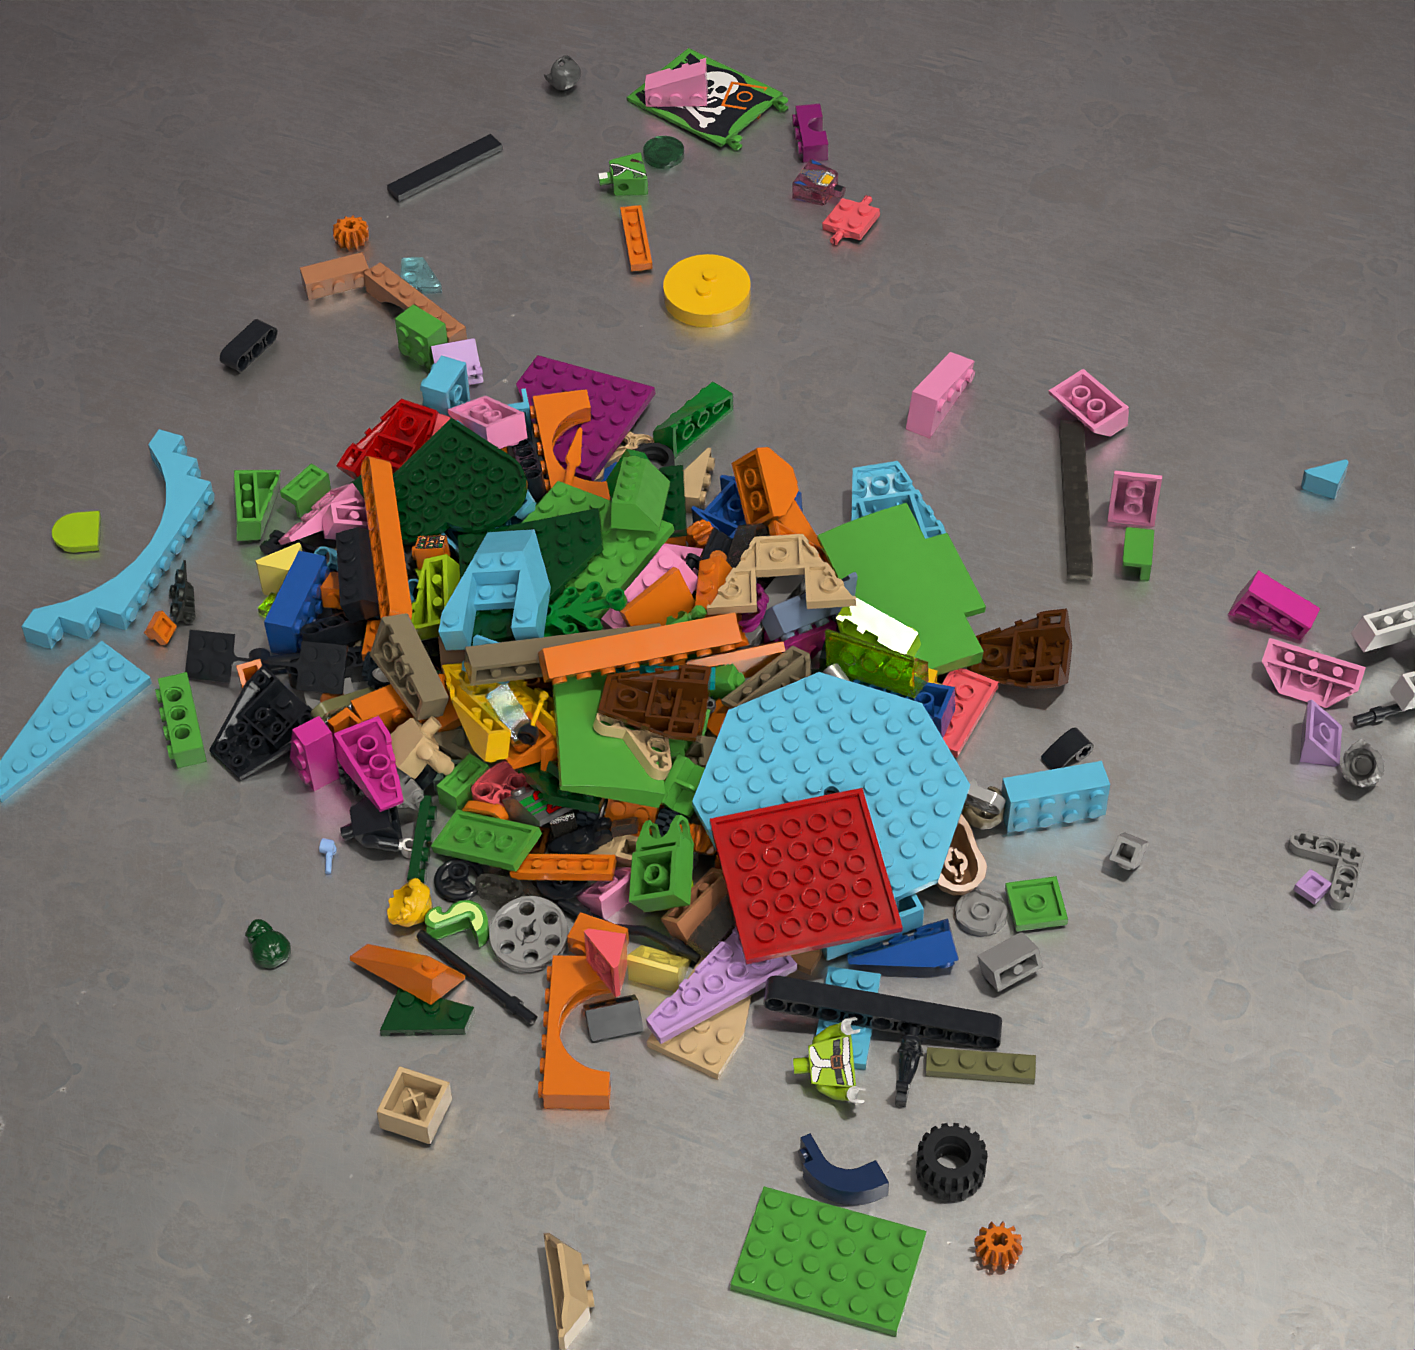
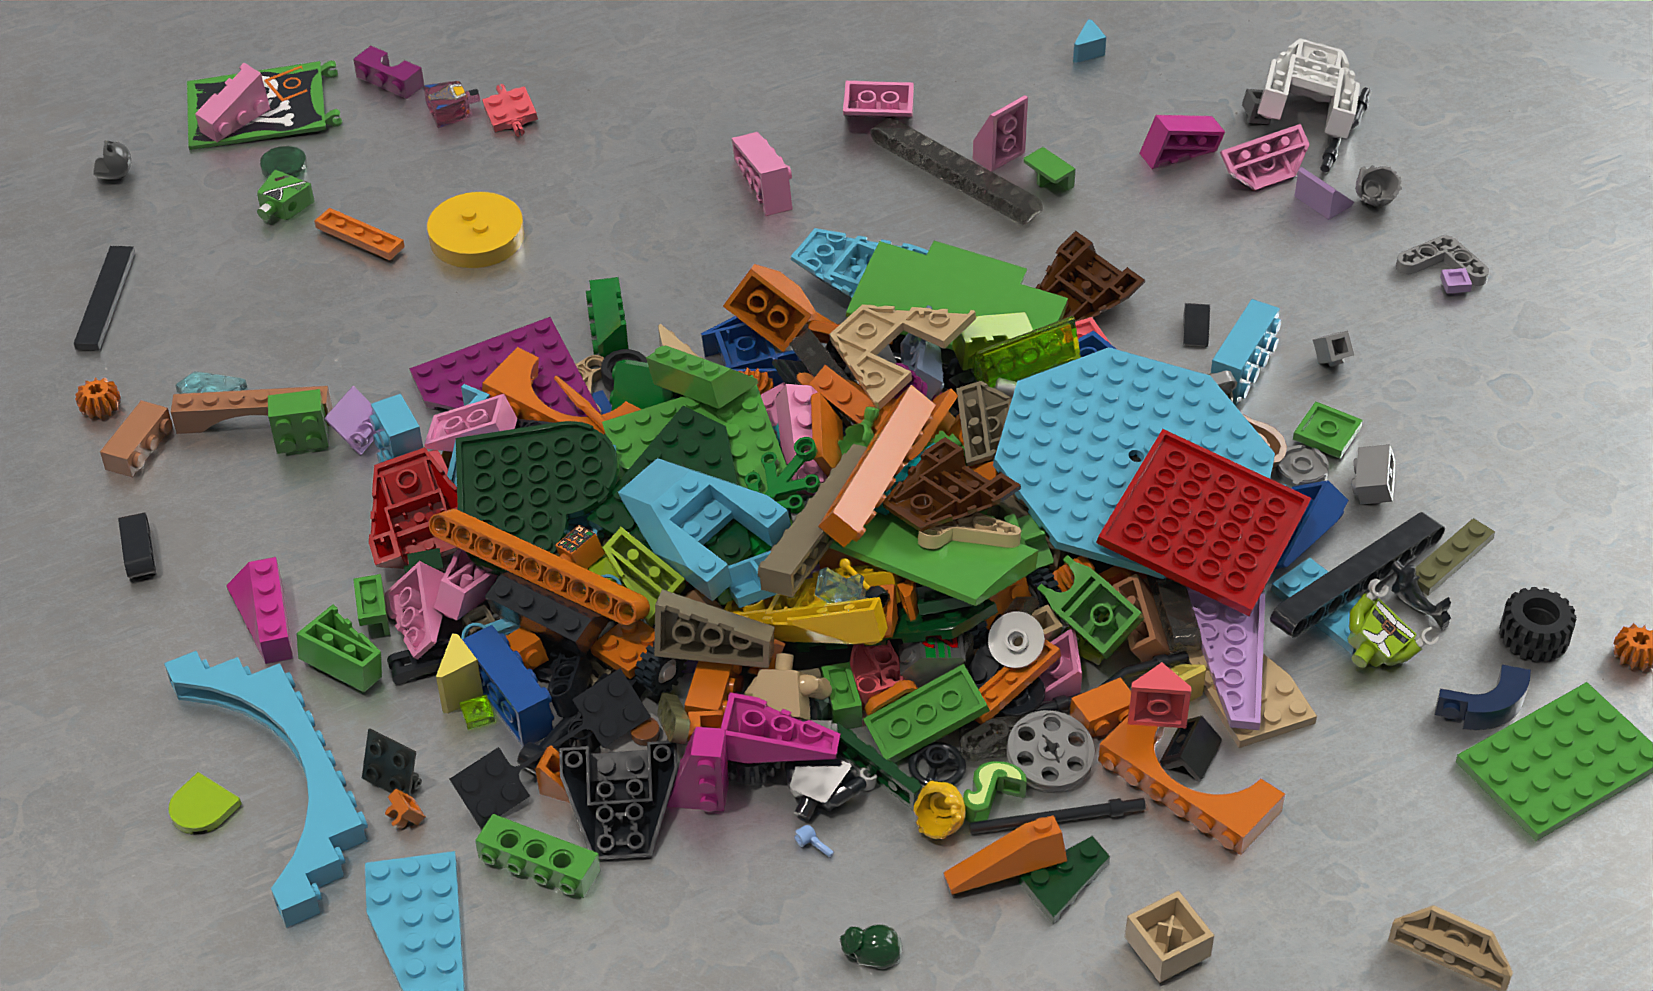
camera: 50 degrees left, 5 degrees down
(265, 436) = (261, 601): none -> dark pink wedge
(589, 842) = (1004, 633): none -> white dish

